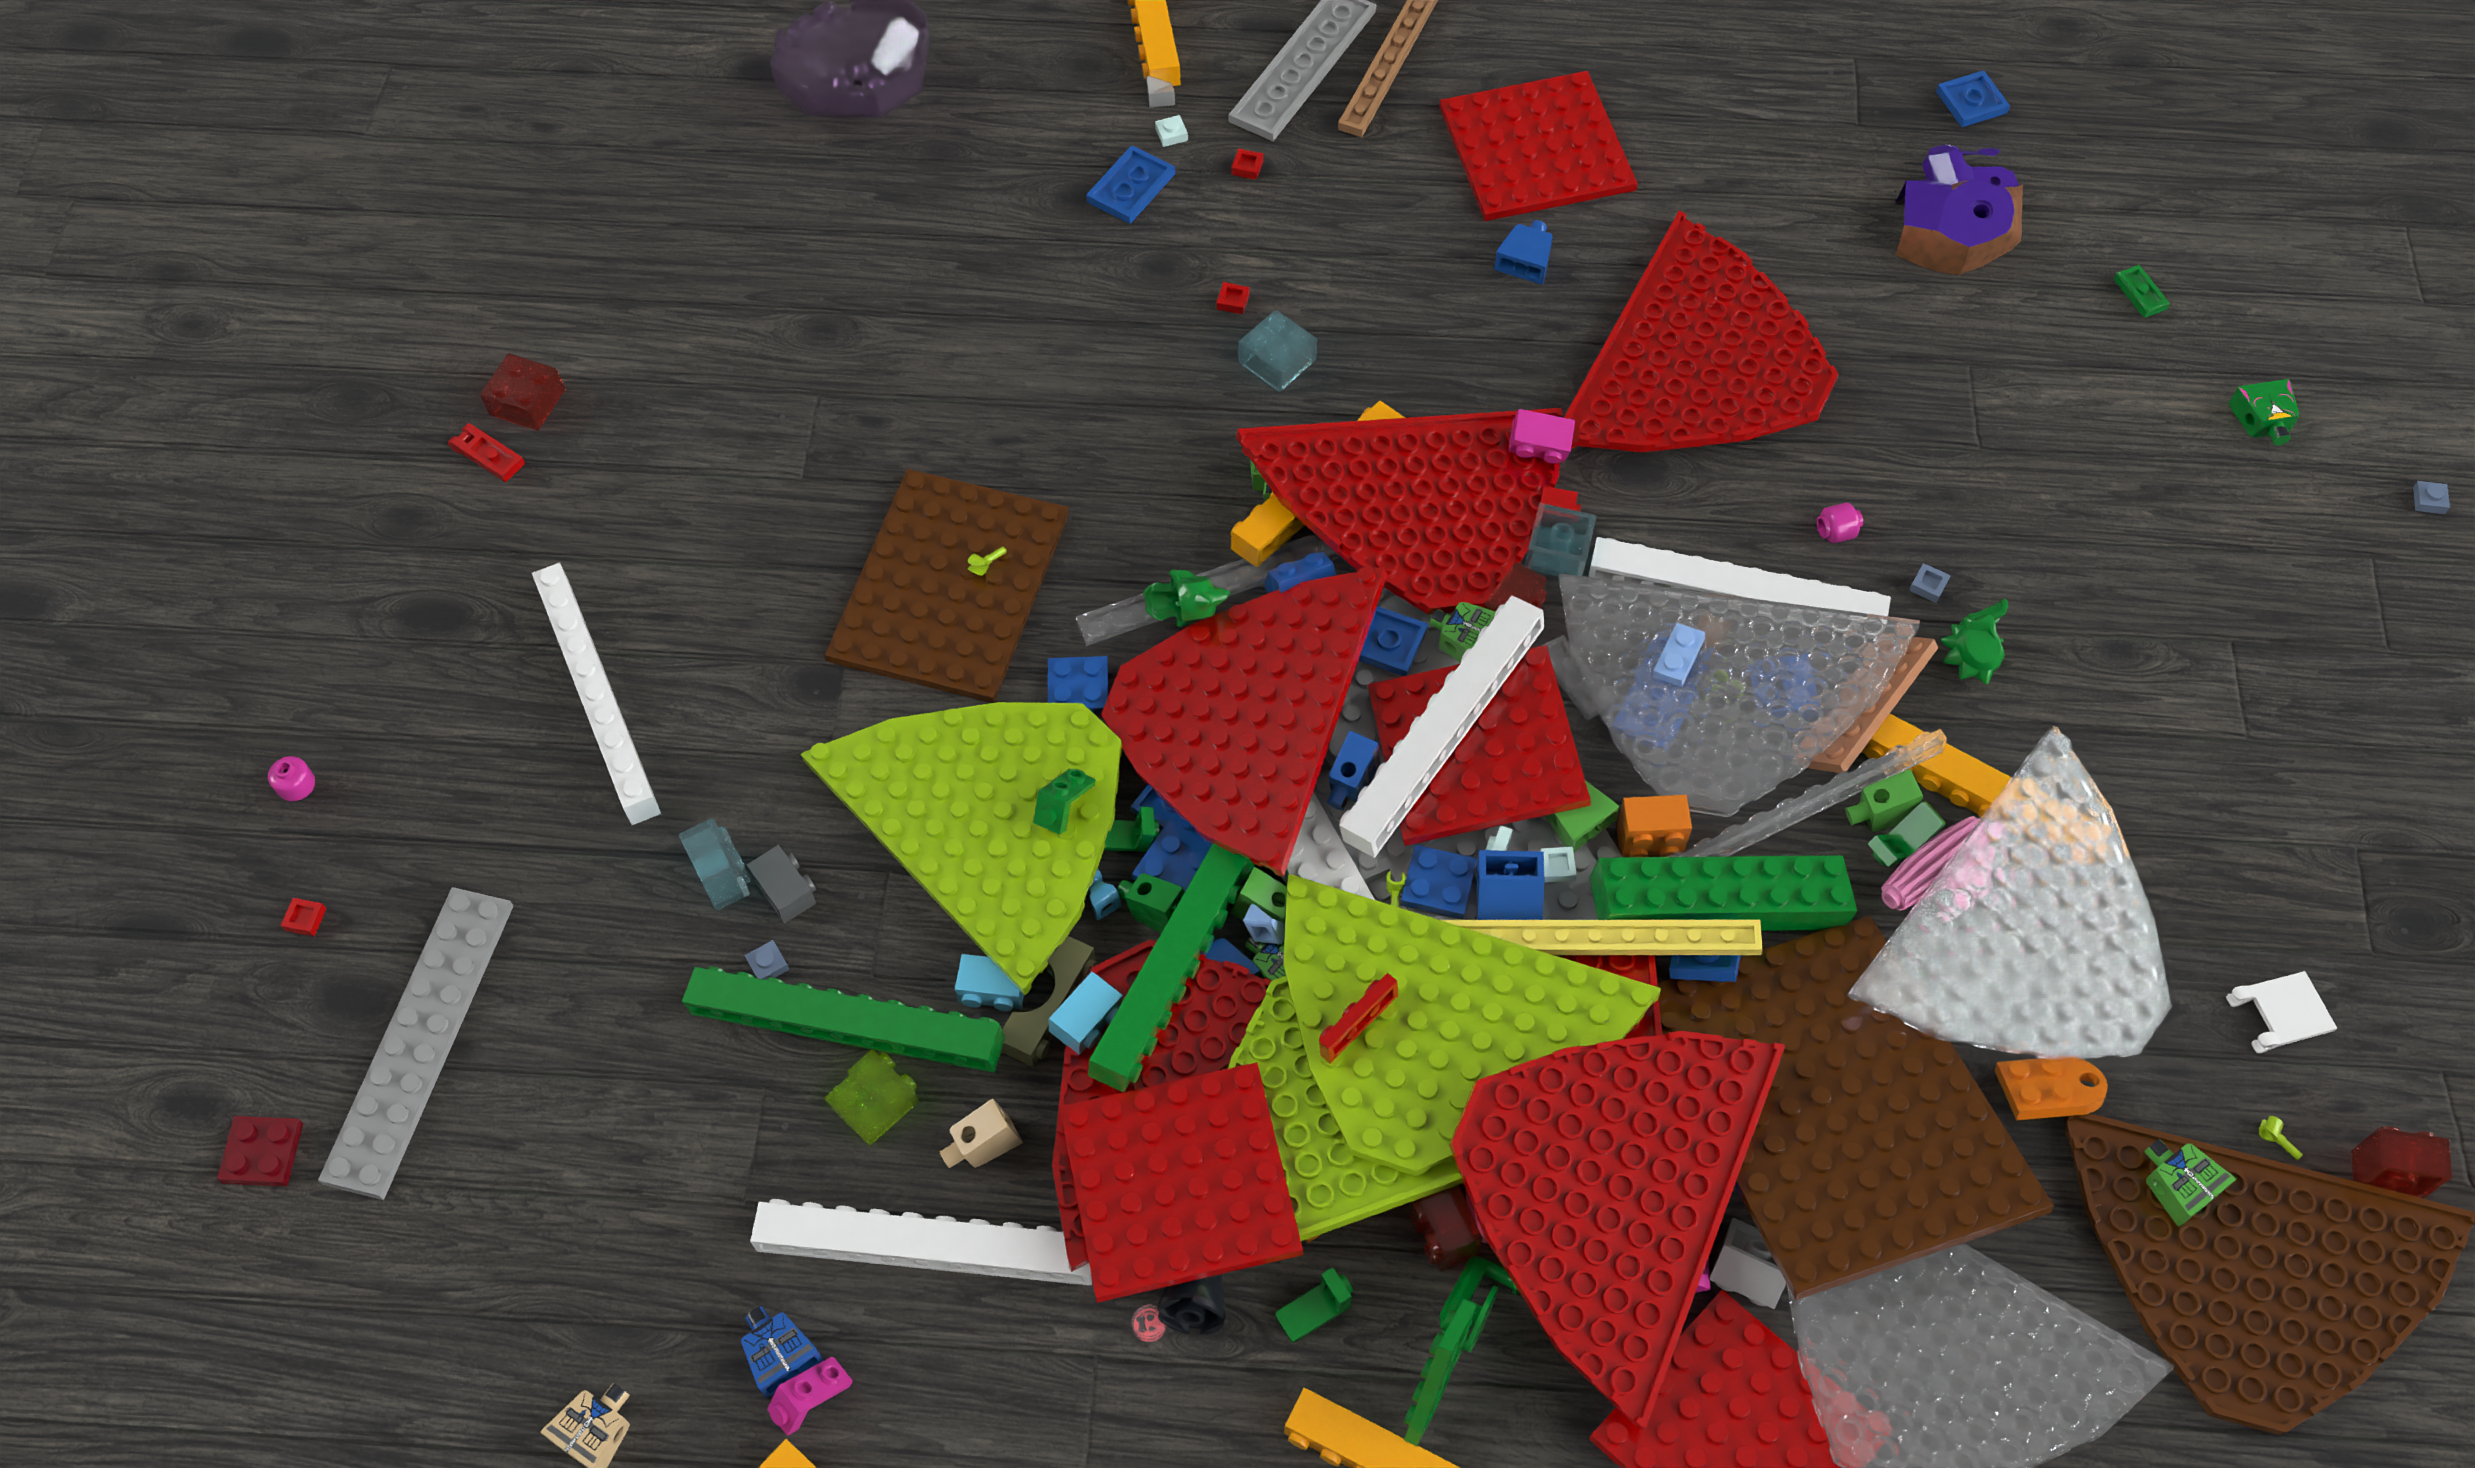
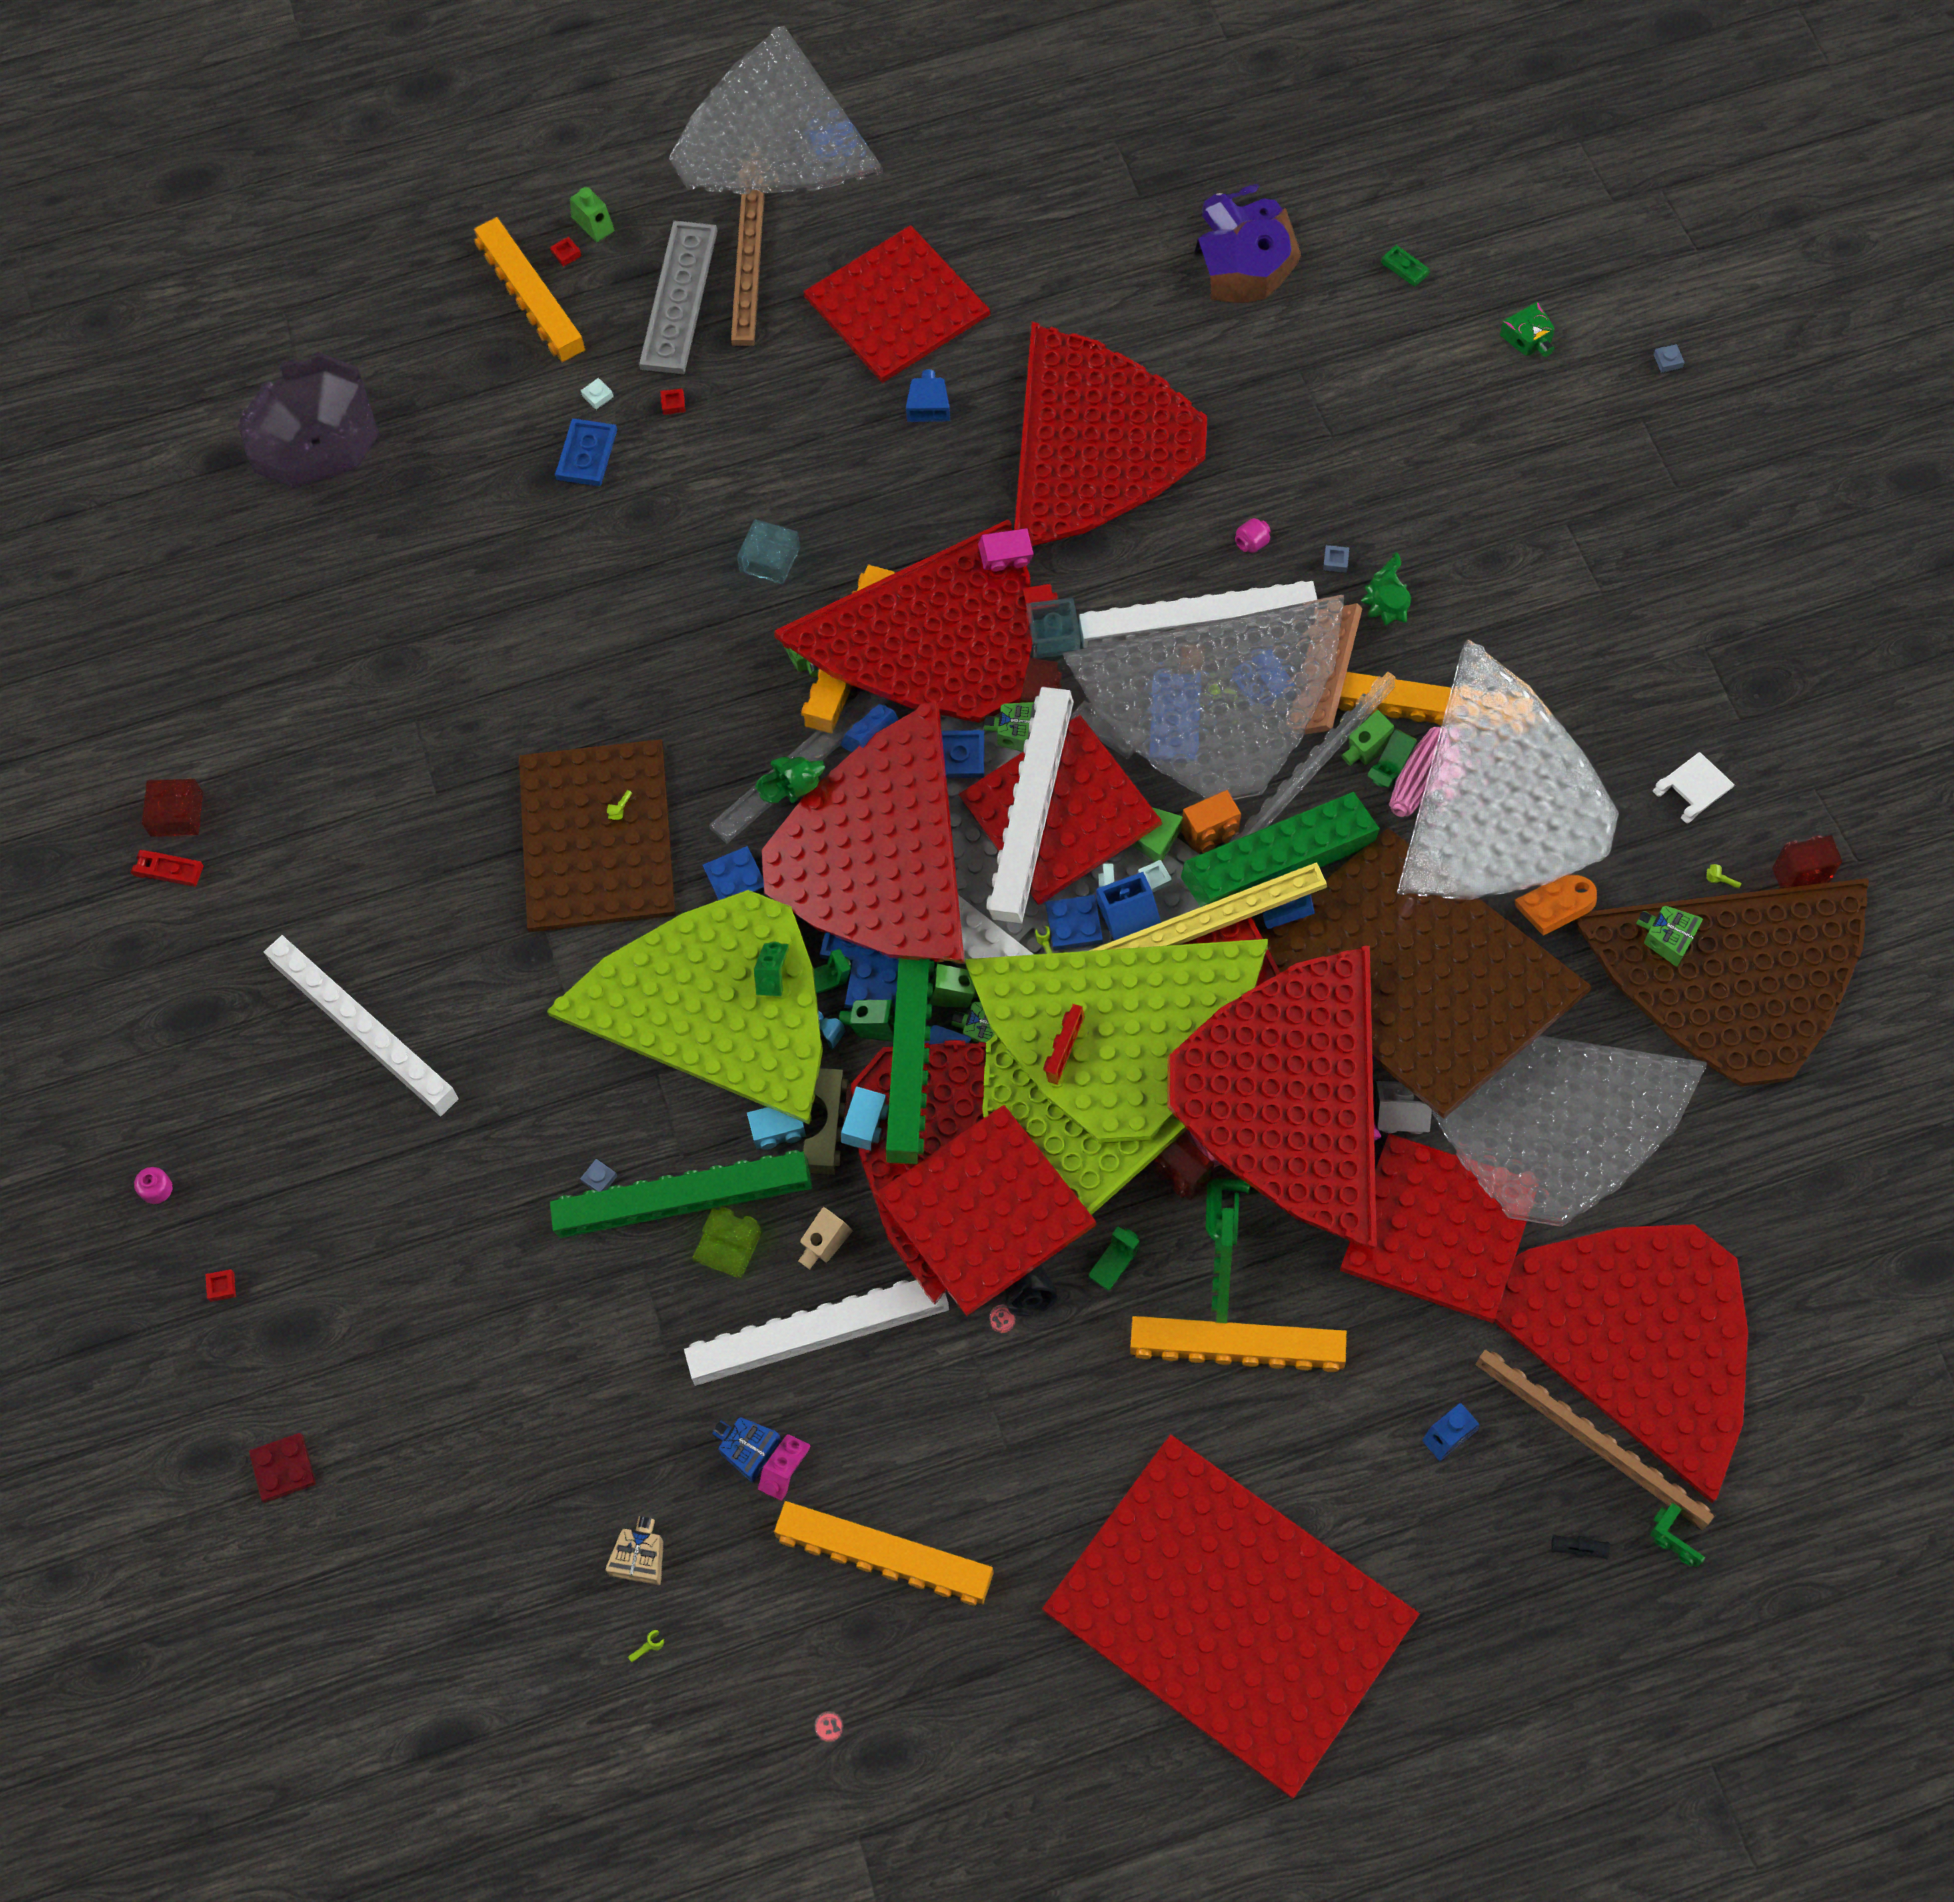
camera: 20 degrees left, 5 degrees up
(416, 1044) = (360, 1341): light grey plate -> none
(716, 863) = (526, 1119): clear light blue brick -> none
(782, 883) = (582, 1114): dark grey brick -> none
(1160, 92) = (572, 363): light grey slope -> none
(1233, 298) = (713, 520): red plate -> none
(1263, 927) = (961, 1005): light blue slope -> none
(1352, 769) = (977, 857): blue torso -> none
(1679, 654) = (1178, 685): light blue plate -> none
(1972, 98) = (1220, 146): blue plate -> none

